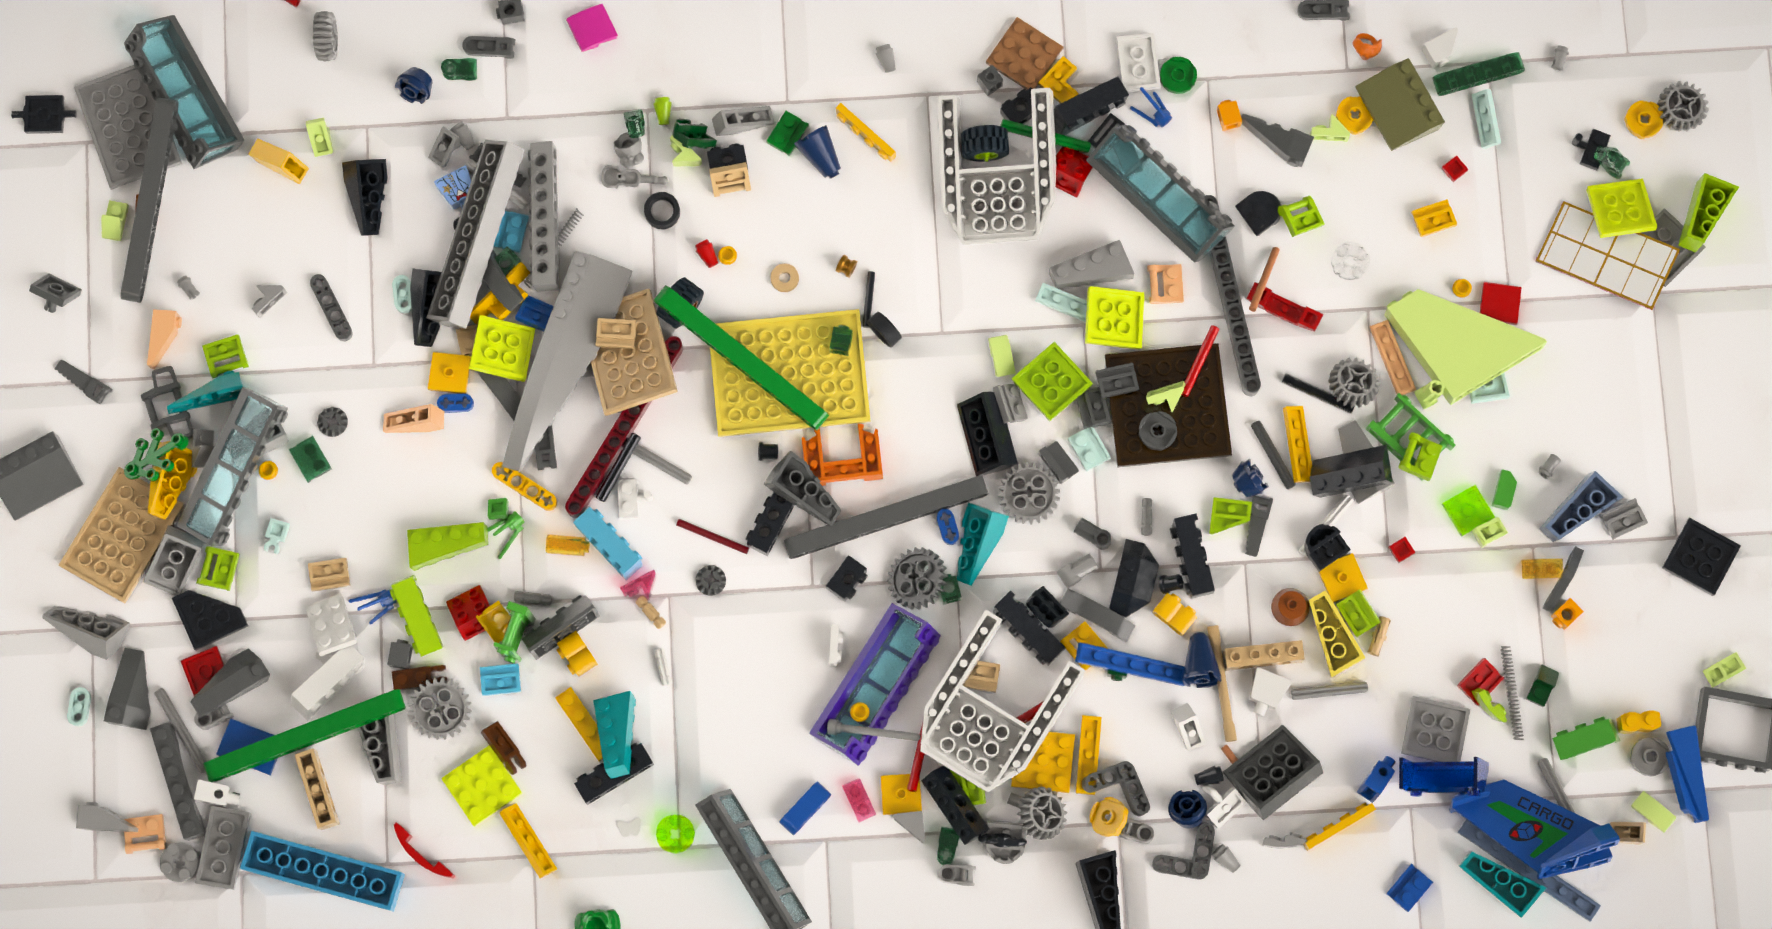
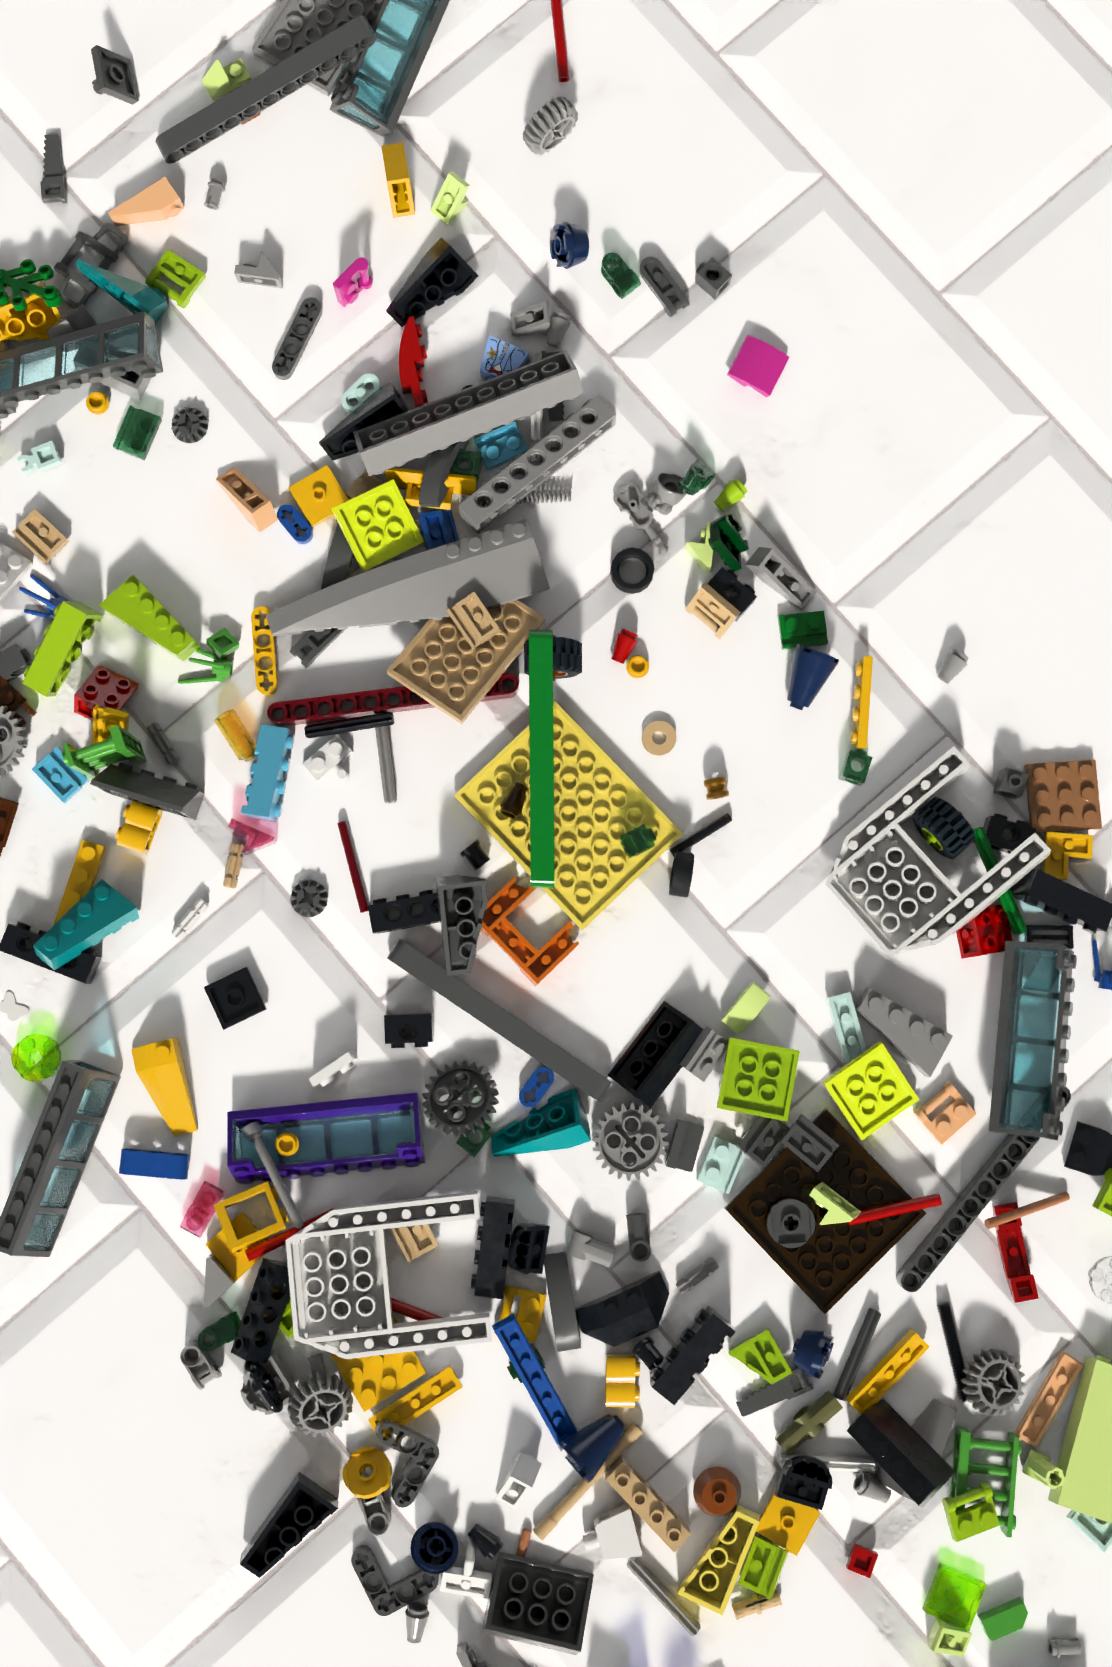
camera: 45 degrees right, 5 degrees up
(325, 238) = (347, 286): none -> dark pink plate
(405, 243) = (411, 361): none -> red slope
(738, 675) = (235, 998): none -> black plate
(754, 400) = (513, 802): none -> dark brown cone
(754, 761) = (165, 1079): none -> yellow wedge
(886, 788) = (228, 1228): none -> yellow window
(902, 176) = (848, 774): none -> clear green brick
(1291, 517) = (808, 1422): none -> olive piece
(1361, 509) = (870, 1487): none -> light grey cone

